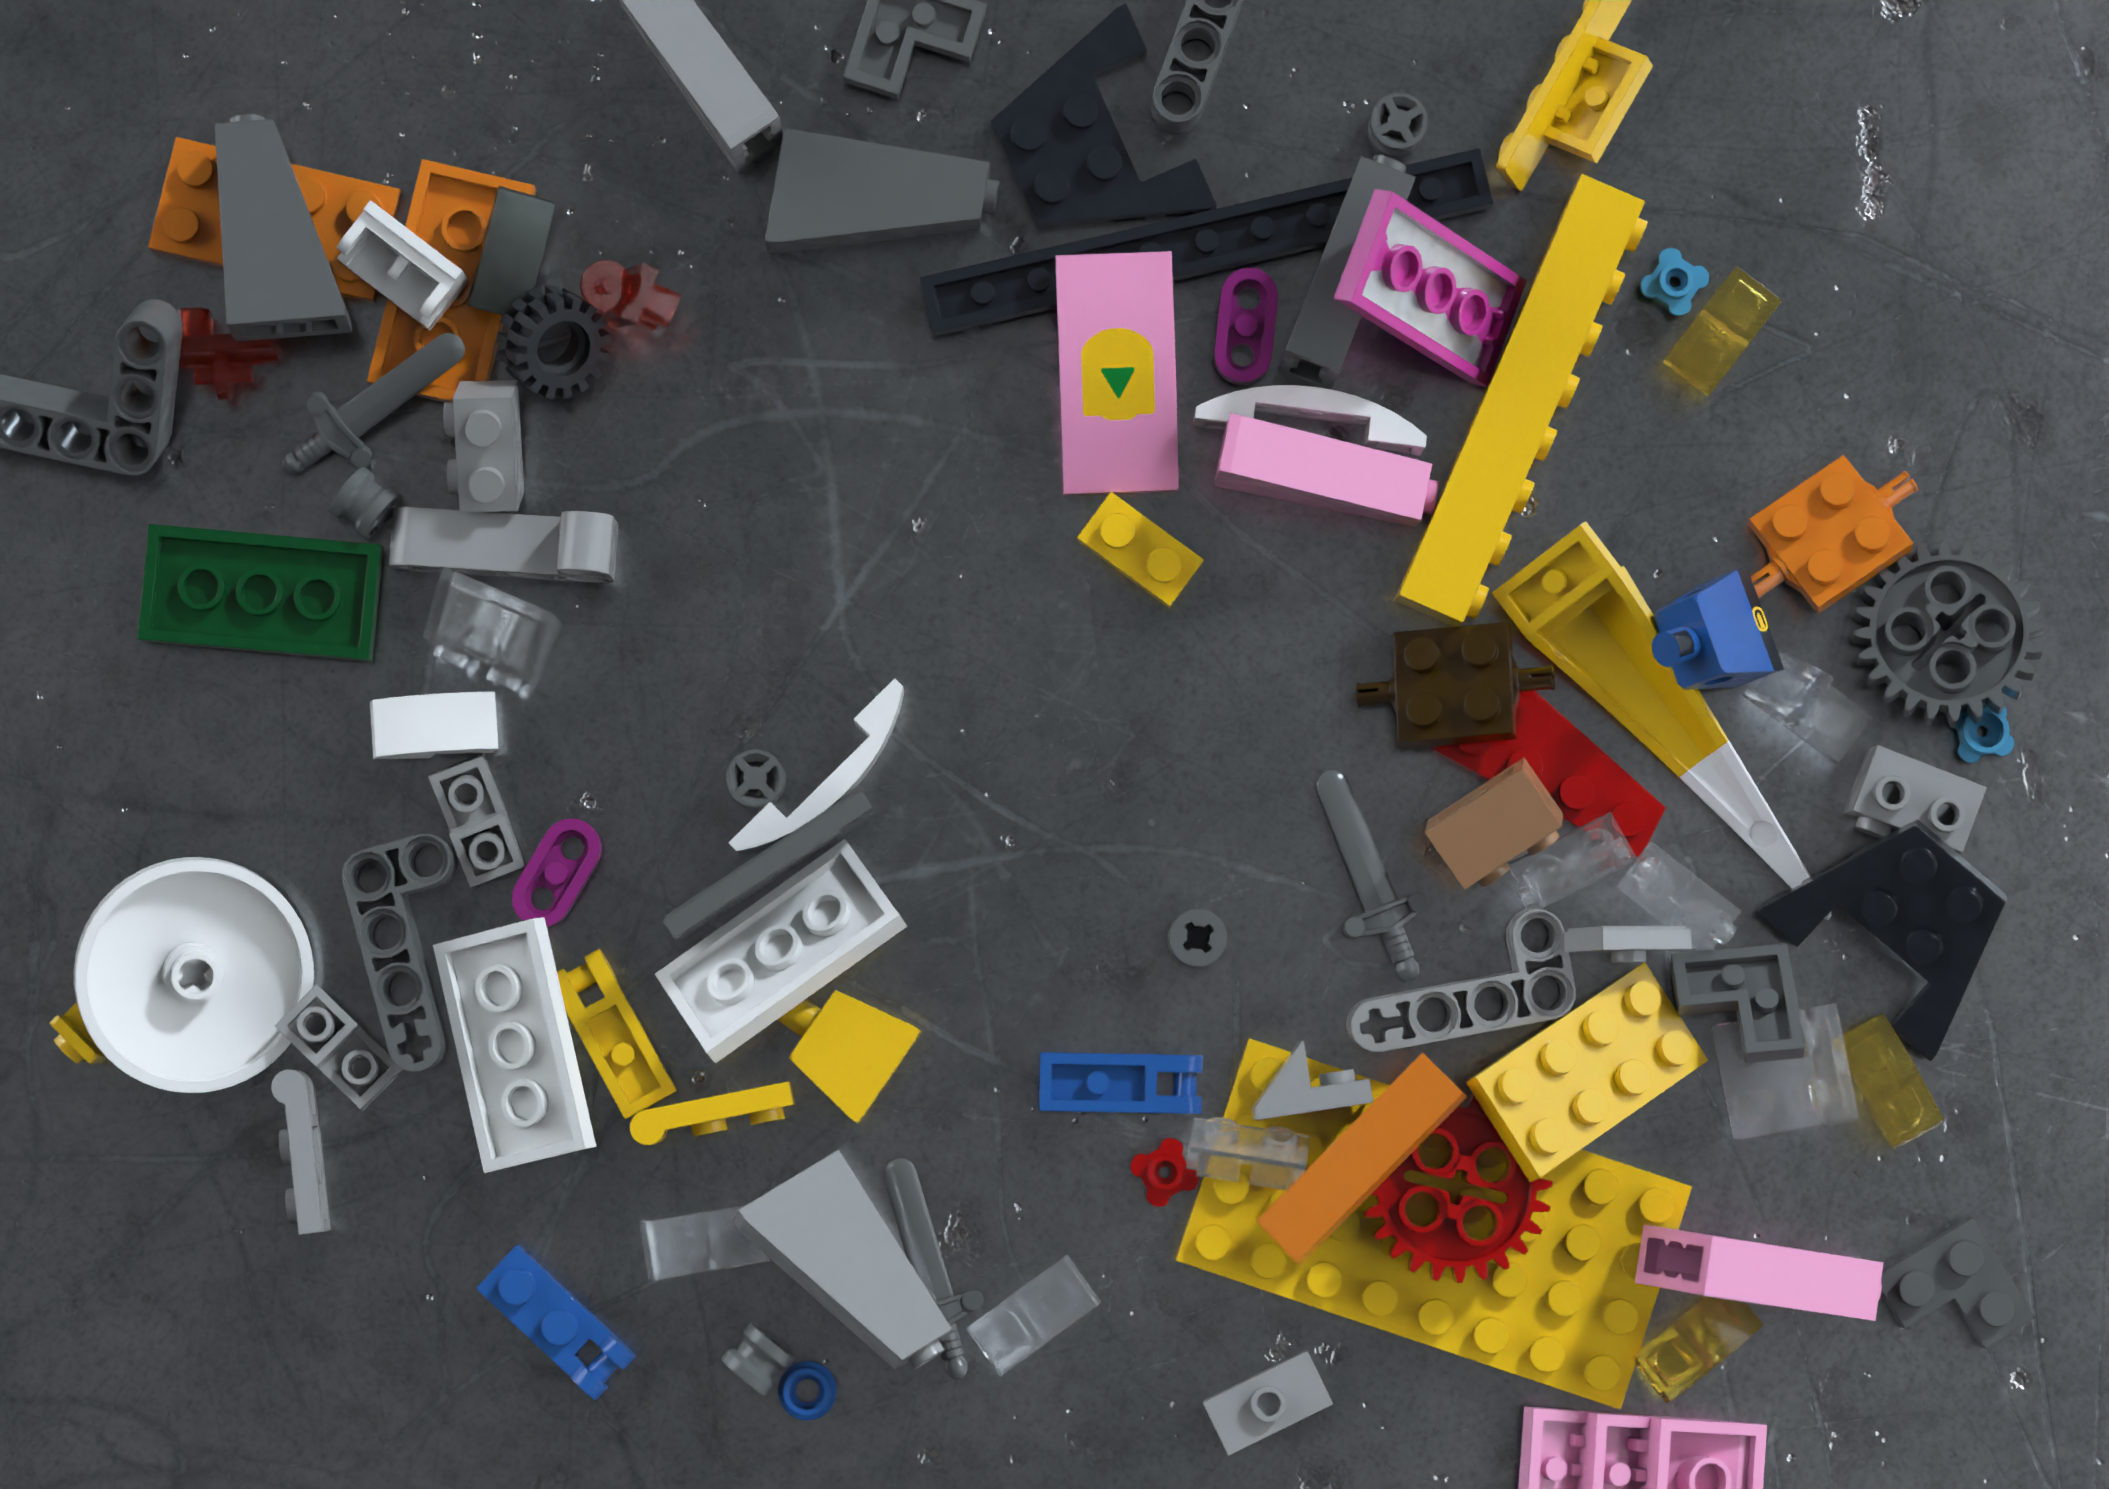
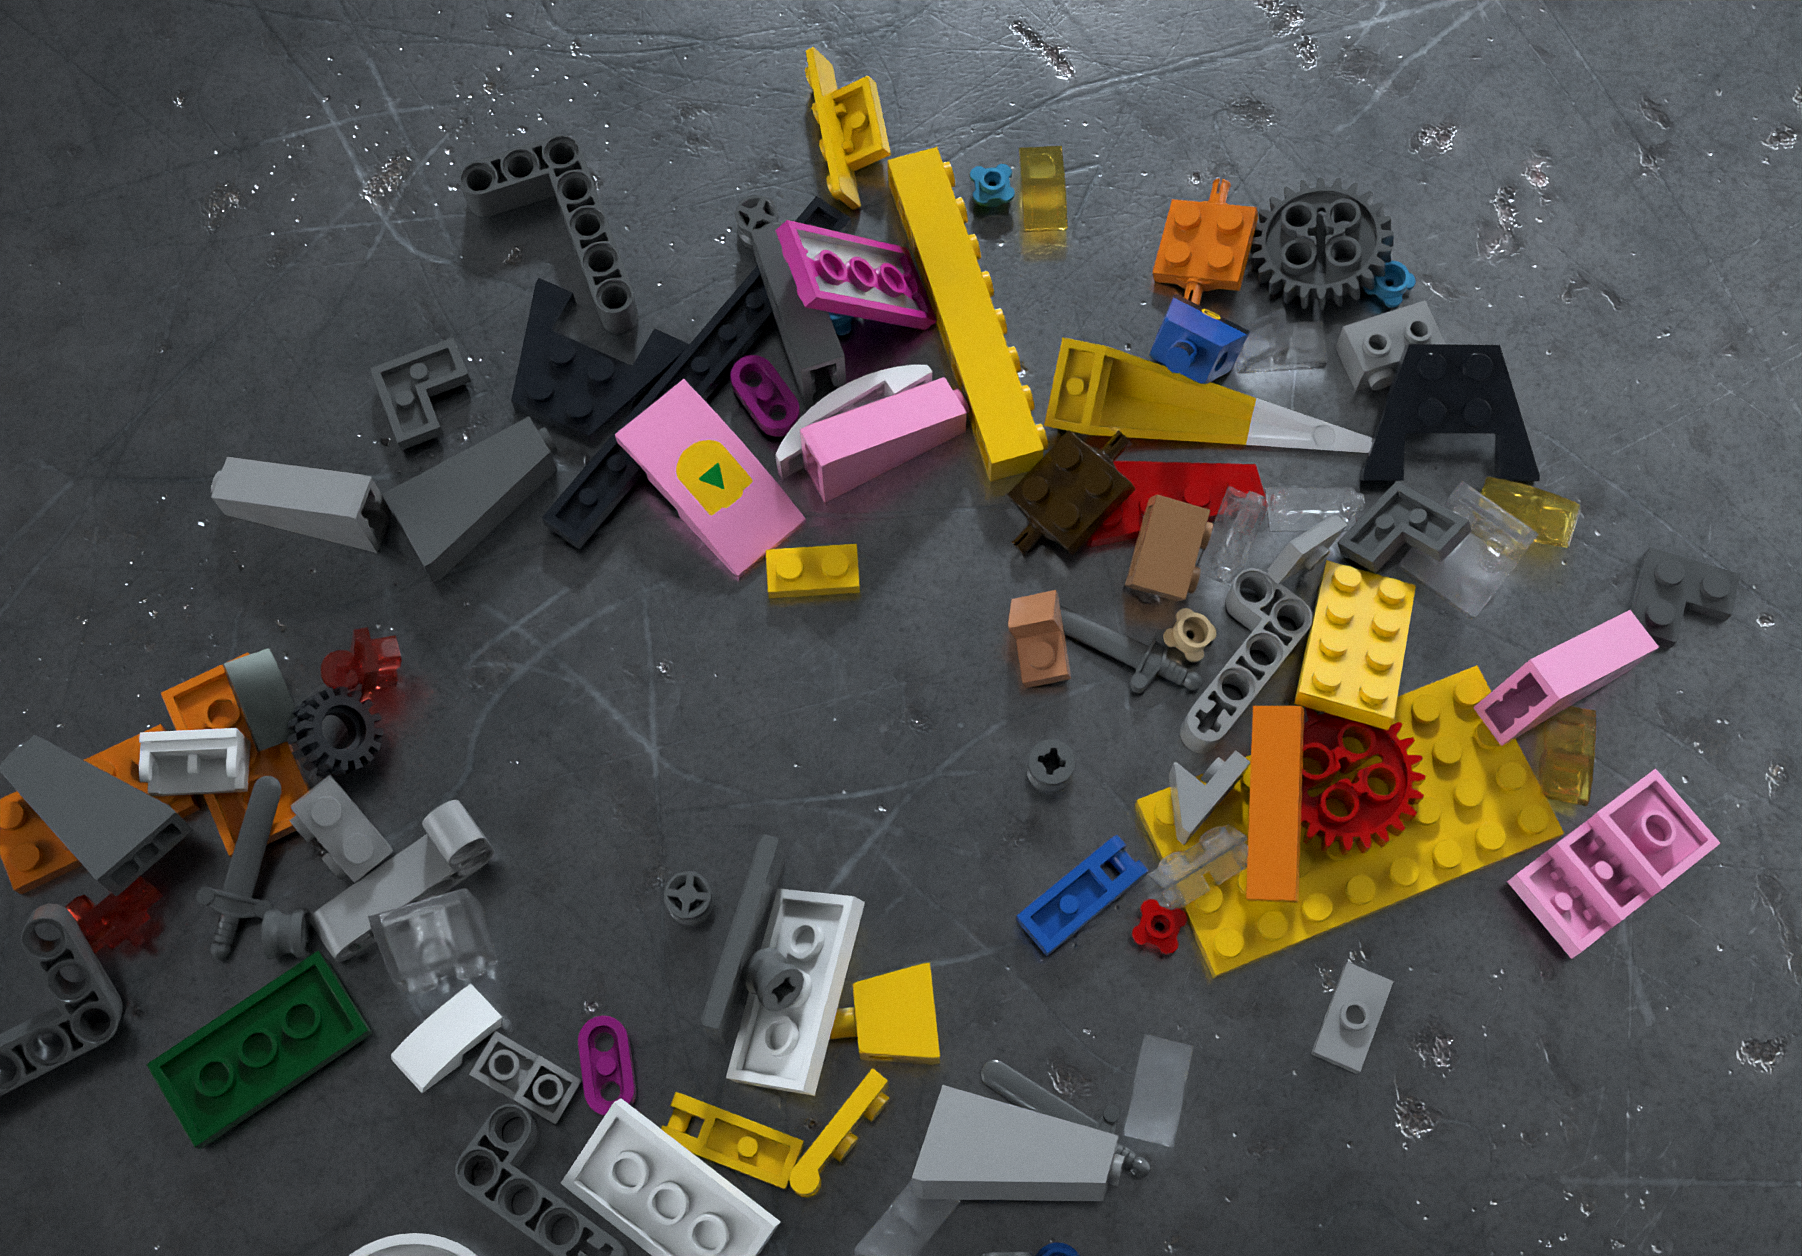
camera: 30 degrees left, 15 degrees down
(763, 927) = (772, 979): none -> dark grey wheel
(877, 722) = (735, 804): white slope -> none
(1299, 803) = (1039, 638): none -> nougat slope
(1461, 927) = (1196, 624): none -> tan plate

